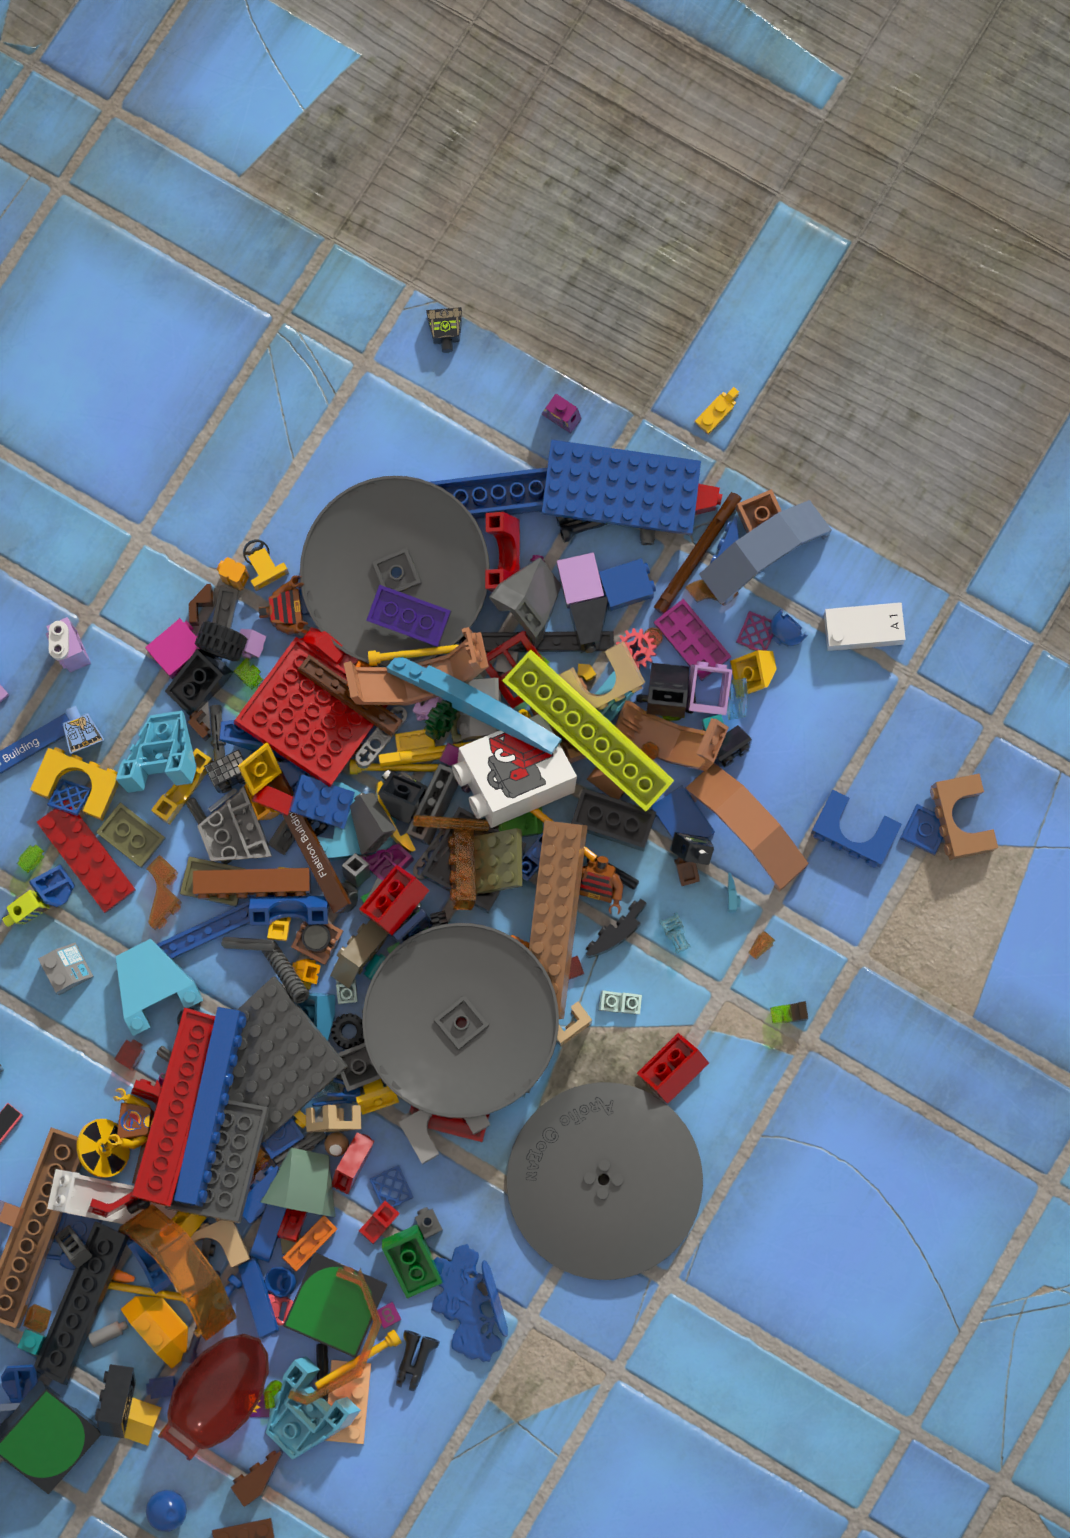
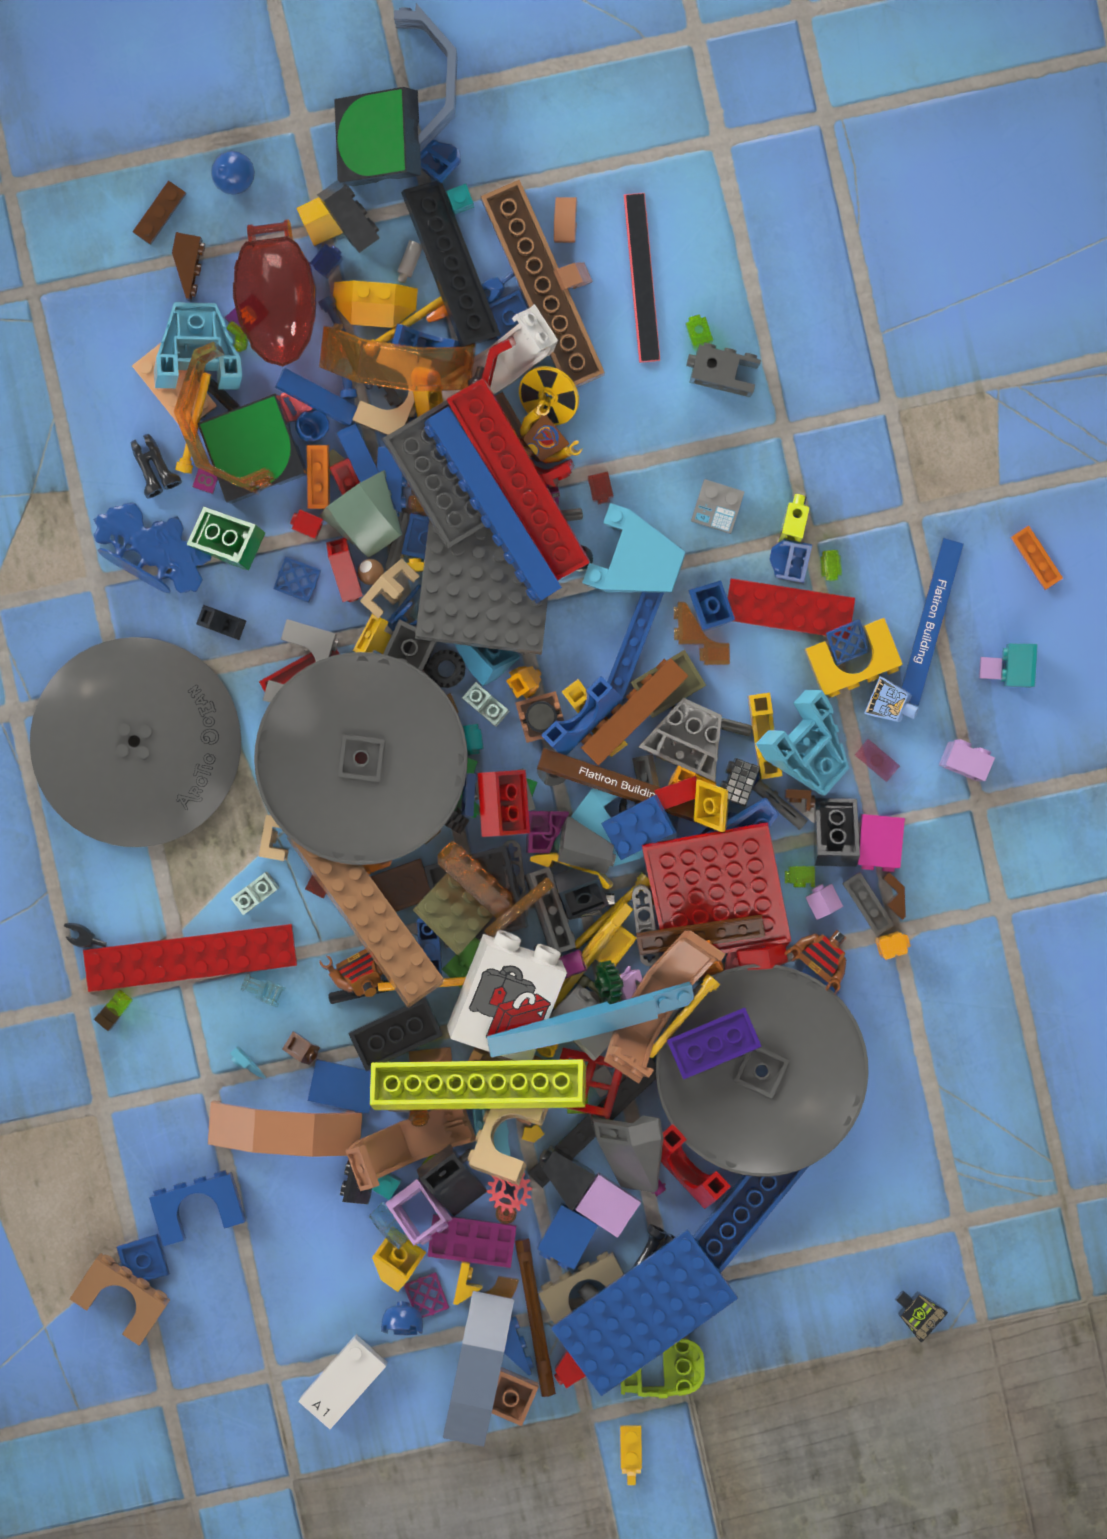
camera: 130 degrees right, 10 degrees up
(37, 1318) = (474, 220): clear orange slope -> none
(59, 639) = (972, 756): white plate -> none
(81, 1254) = (486, 295): dark grey slope -> none
(126, 703) = (877, 760): none -> clear pink plate
(130, 835) = (769, 658): olive plate -> none
(133, 904) = (711, 605): none -> blue slope
(220, 801) = (723, 755): white sticker -> none
(221, 641) = (845, 879): black tyre -> none
(248, 943) = (590, 661): dark grey axle -> none
(263, 565) = (876, 975): yellow piece -> none
(287, 974) = (538, 666): dark grey piece -> none
(348, 1218) = (306, 524): none -> red brick
(356, 870) = (561, 799): flat silver brick -> none
(358, 952) = (494, 735): dark tan wedge -> none
(379, 1222) = (280, 544): red slope -> none
(431, 1229) = (233, 576): dark grey brick -> none
(469, 1207) = (221, 622): none -> black slope
(513, 913) = (403, 885): none -> reddish brown tile
(561, 413) = (755, 1330): magenta torso -> none
(612, 937) = (310, 938): black slope -> none
(634, 431) = (682, 1373): none -> lime slope
(668, 553) = (555, 1295): none -> dark tan arch
(673, 1068) = (164, 880): red slope -> none
(697, 848) = (304, 1070): black torso -> none
(705, 1000) = (190, 957): none -> red plate
(727, 613) = (465, 1289): none -> yellow slope
(761, 944) = (186, 1045): clear orange cone -> none
(762, 1081) = (85, 937): none -> black hand

